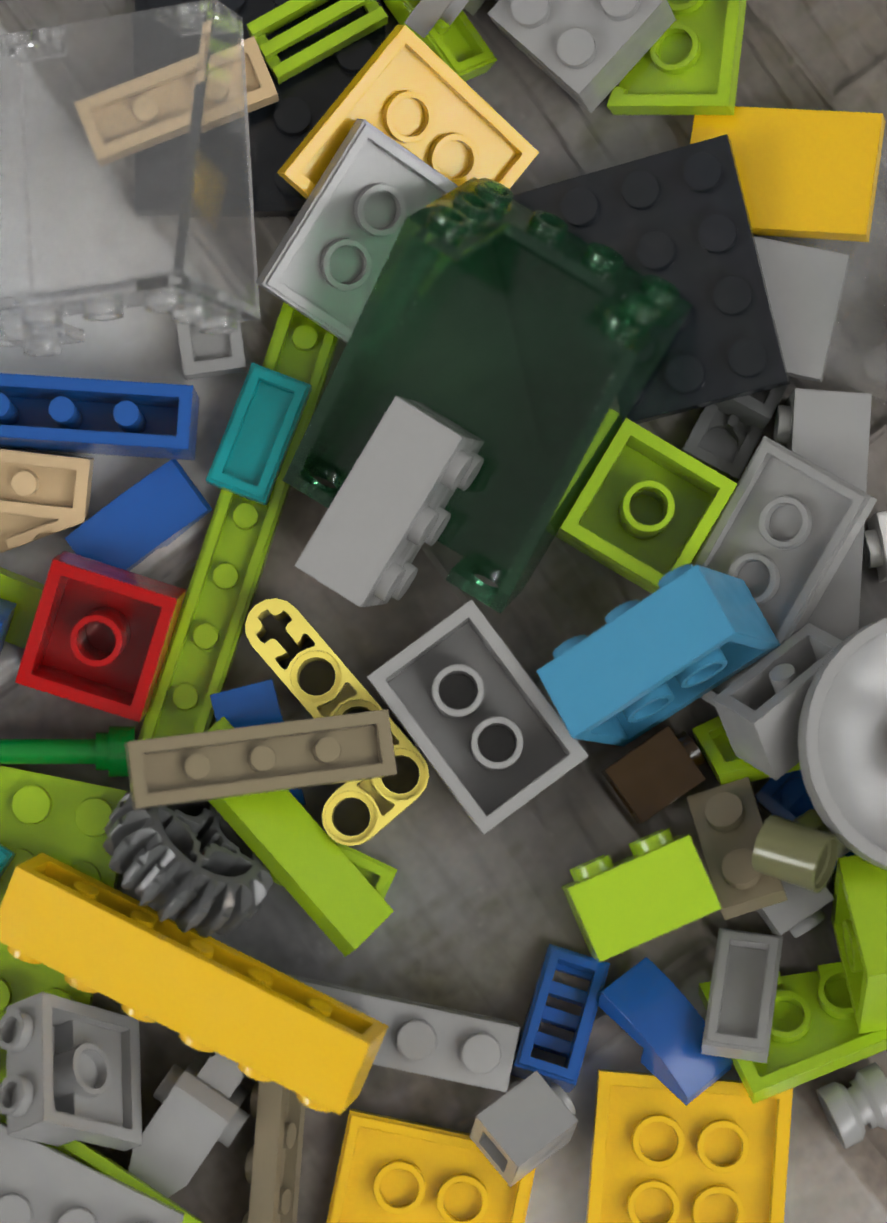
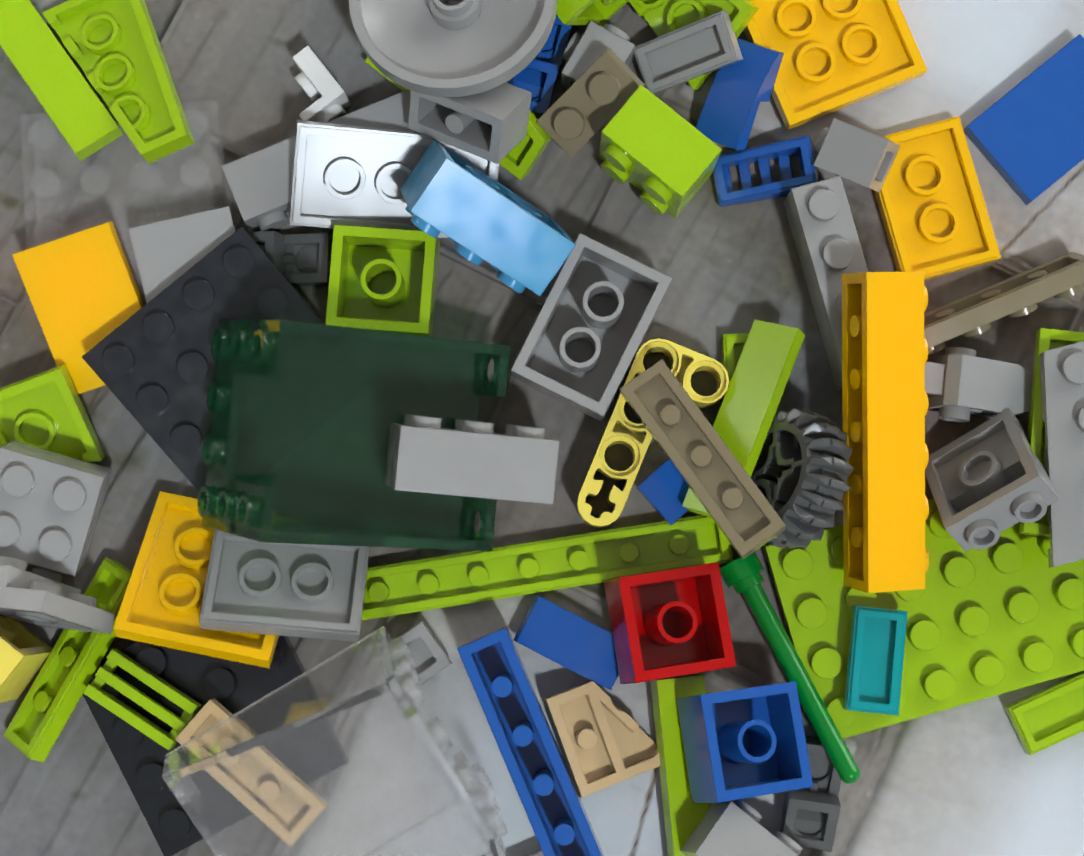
camera: 110 degrees left, 0 degrees up
(259, 434) = (465, 587): teal tile -> none
(656, 773) = (565, 188): dark brown brick -> none
(797, 850) = (572, 52): olive piece -> none

